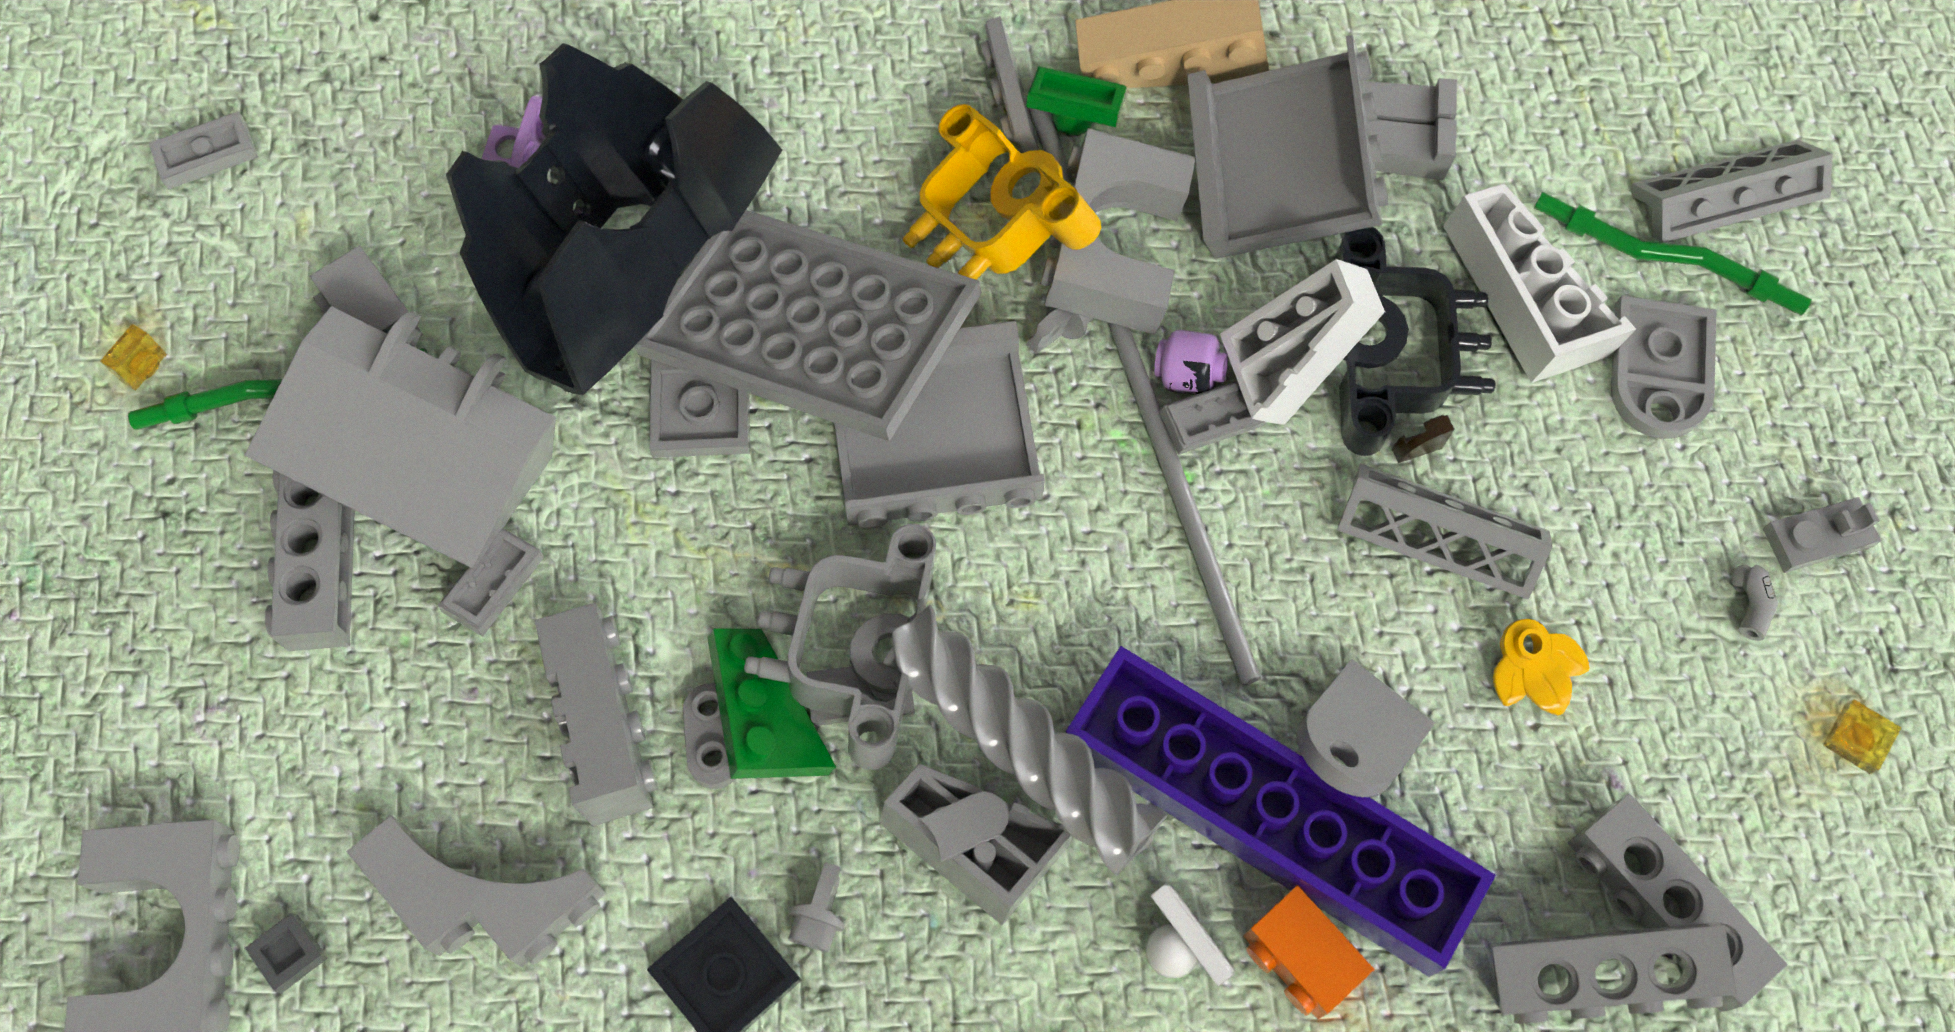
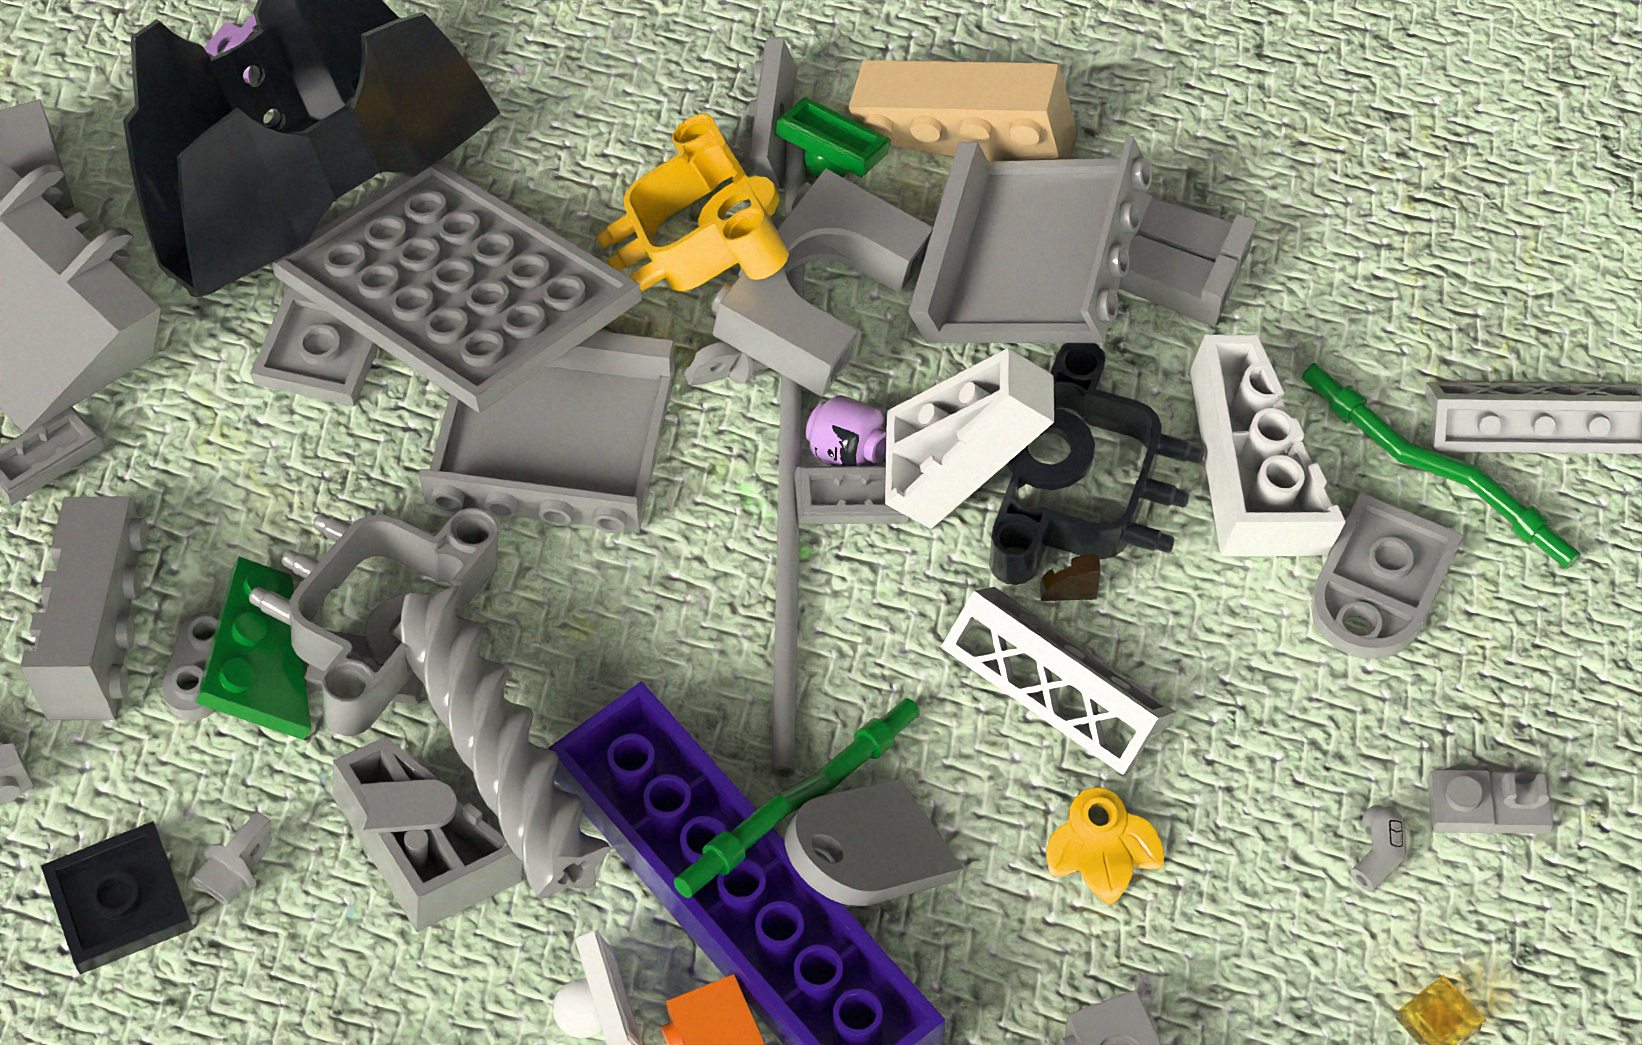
camera: 20 degrees right, 10 degrees down
(1264, 782) = (729, 849): none -> green bar

